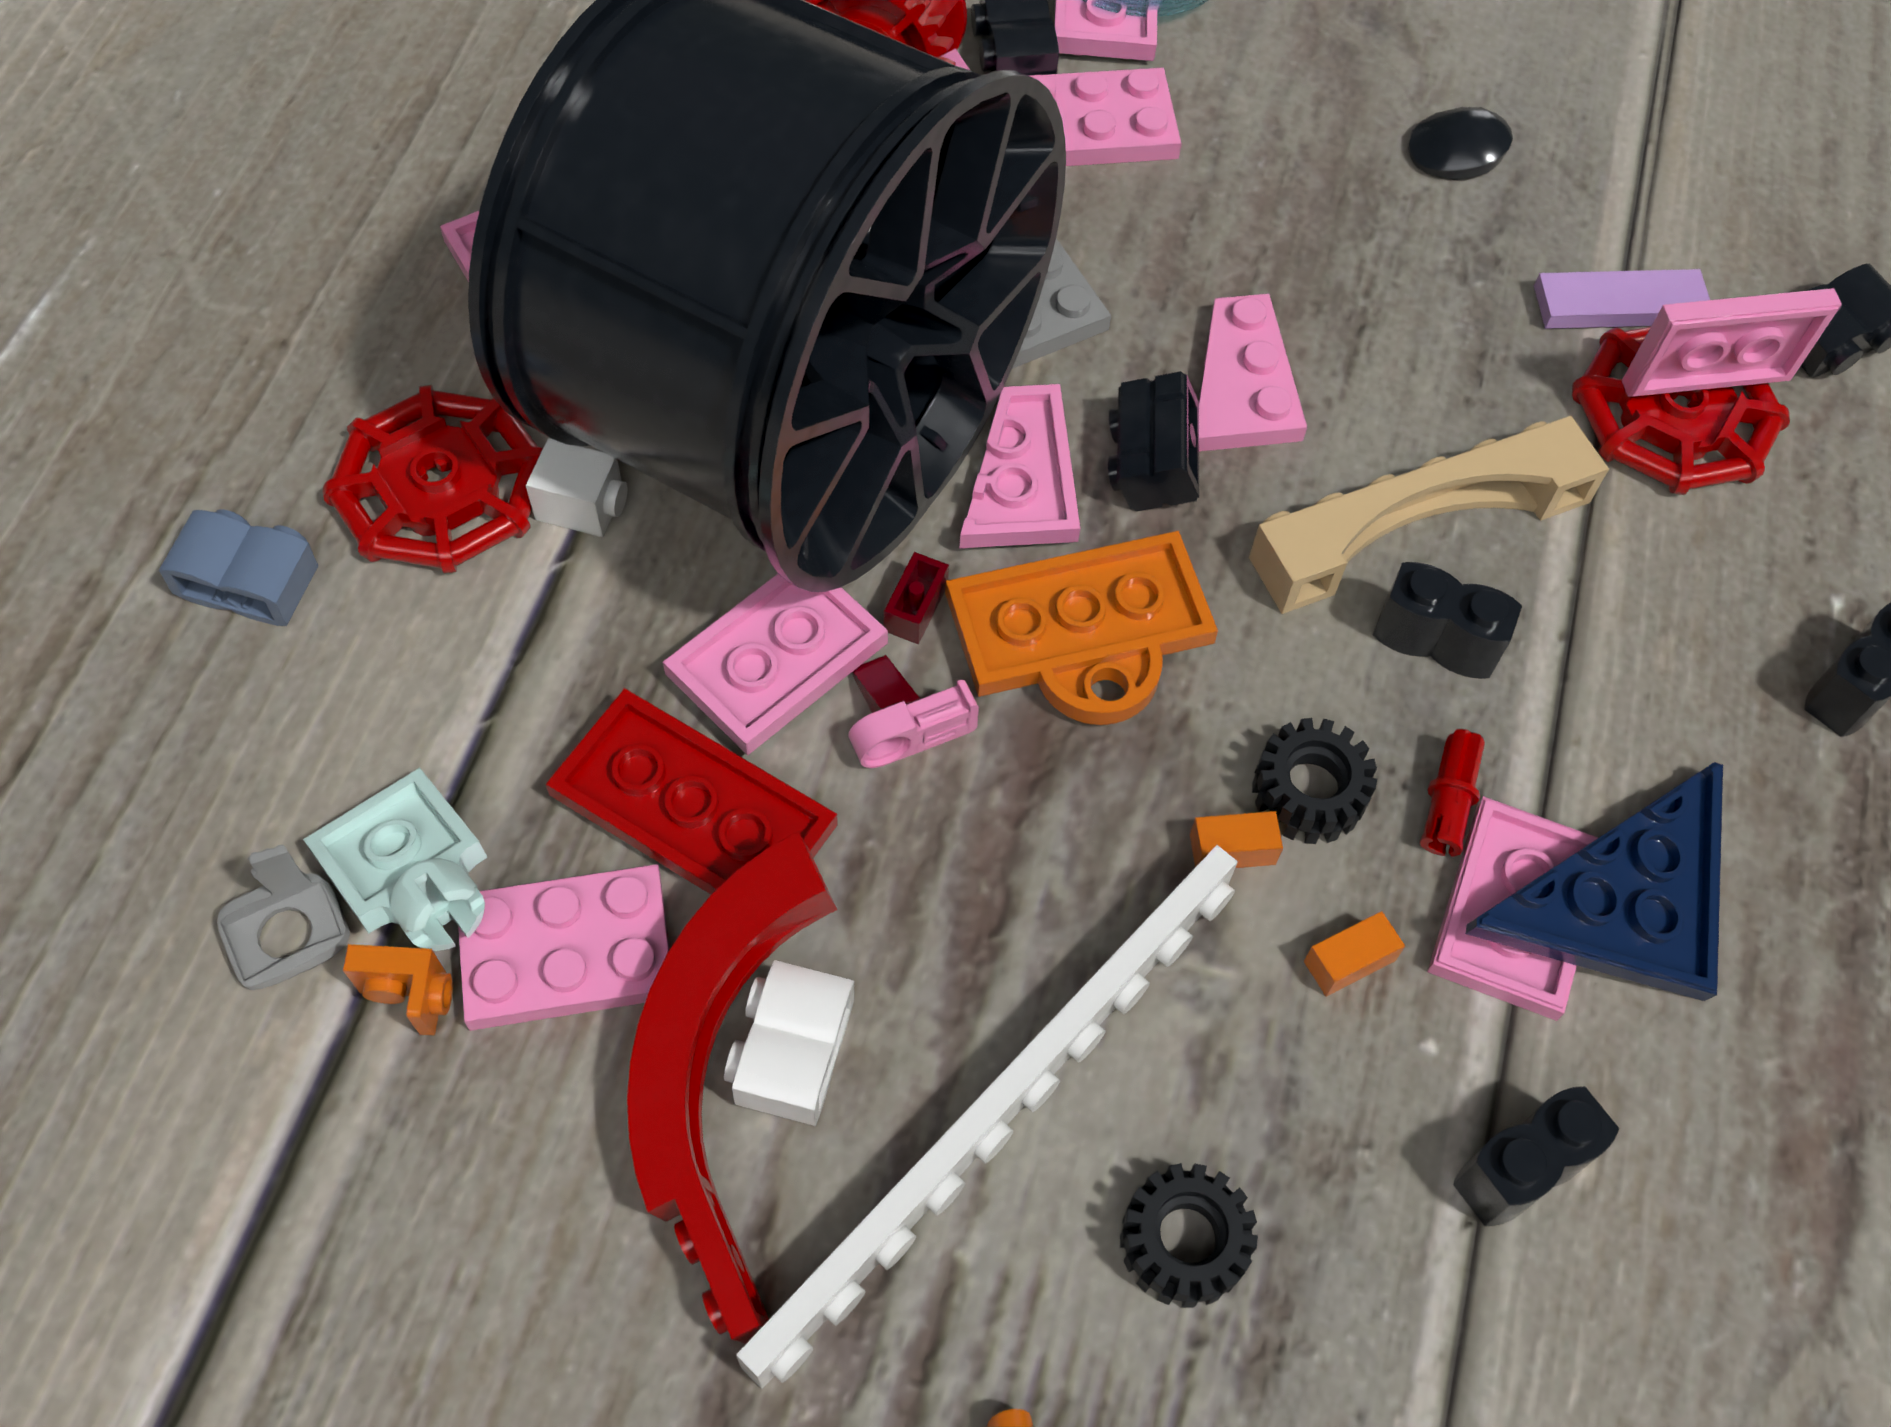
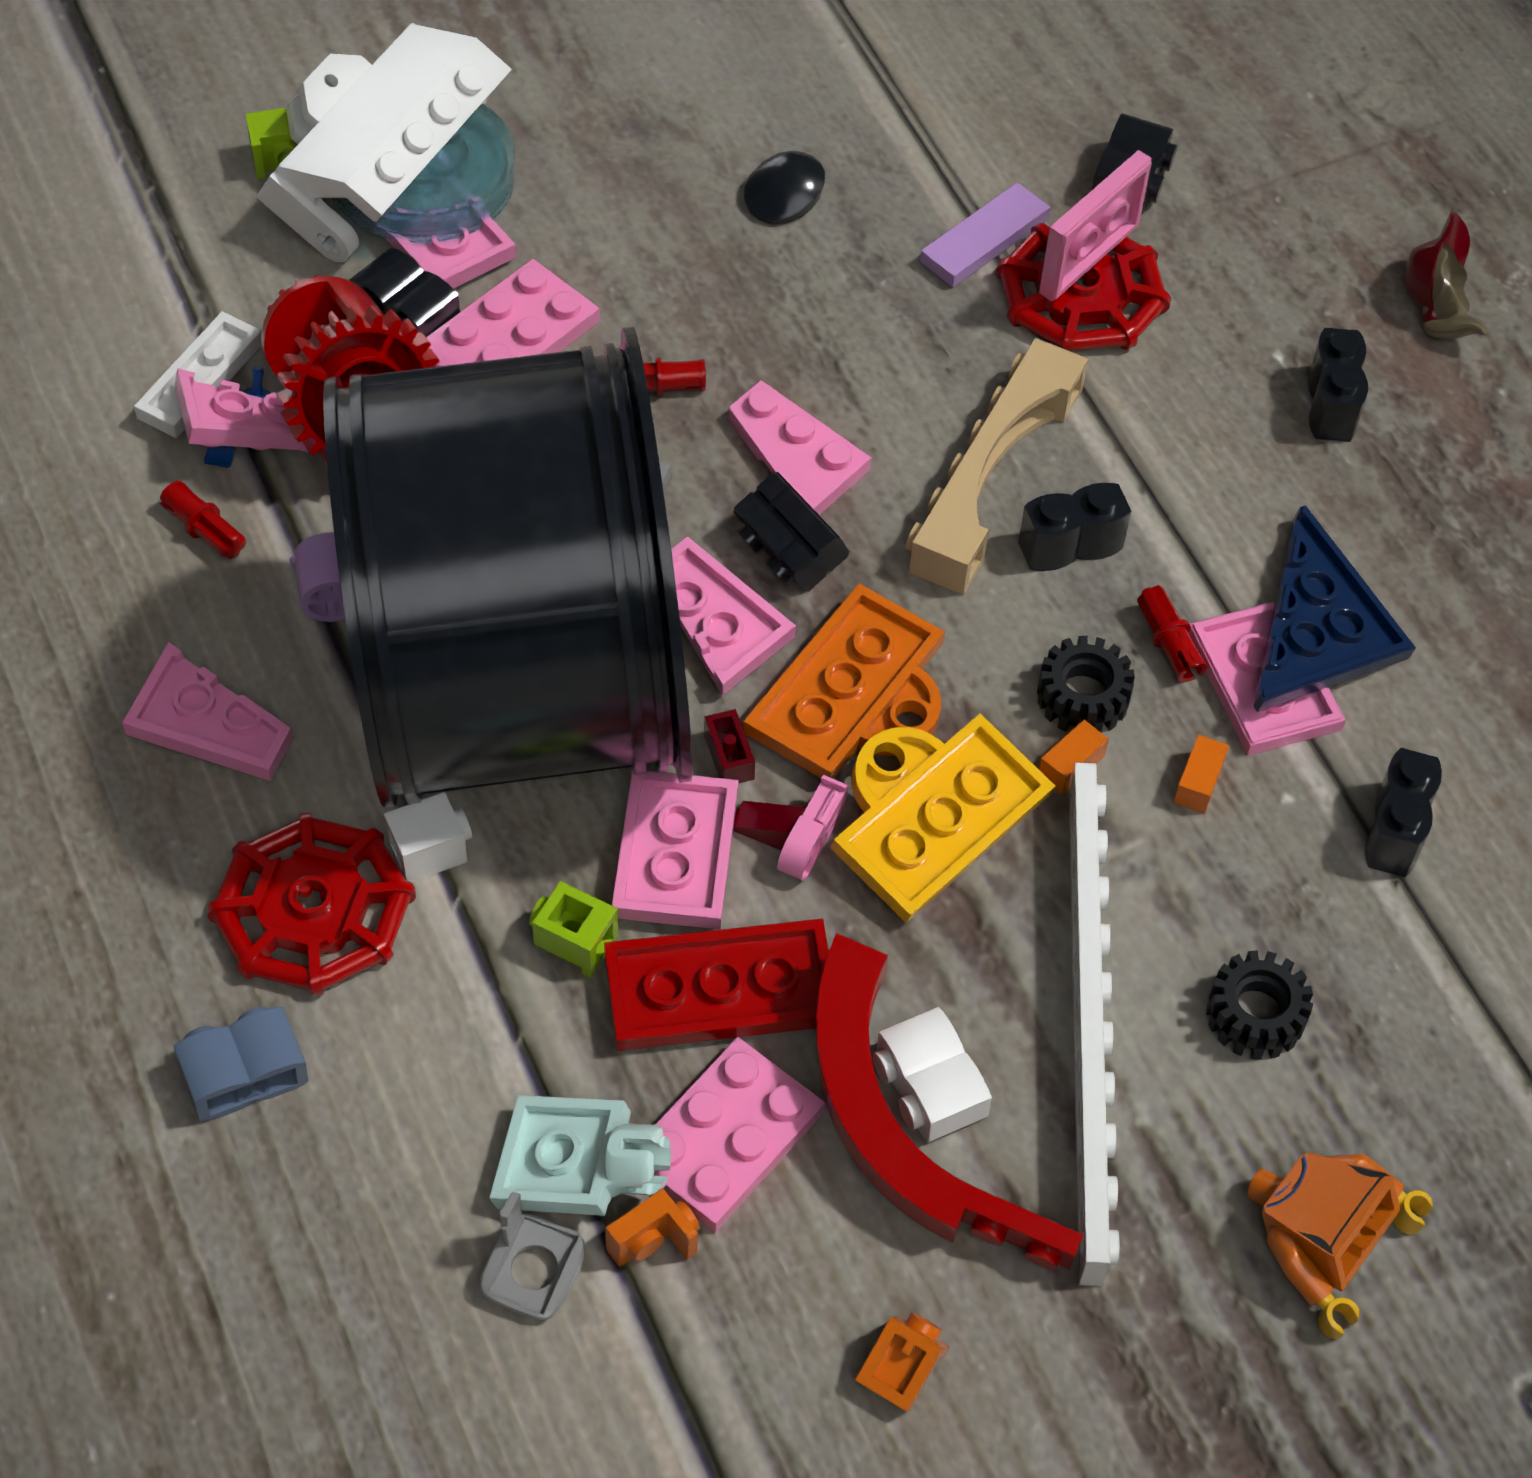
camera: 40 degrees left, 5 degrees down
(494, 1297) = (903, 1359): none -> orange bracket
(615, 654) = (570, 911): none -> lime brick
(1046, 791) = (935, 810): none -> yellow plate
(1178, 233) = (675, 375): none -> red axle

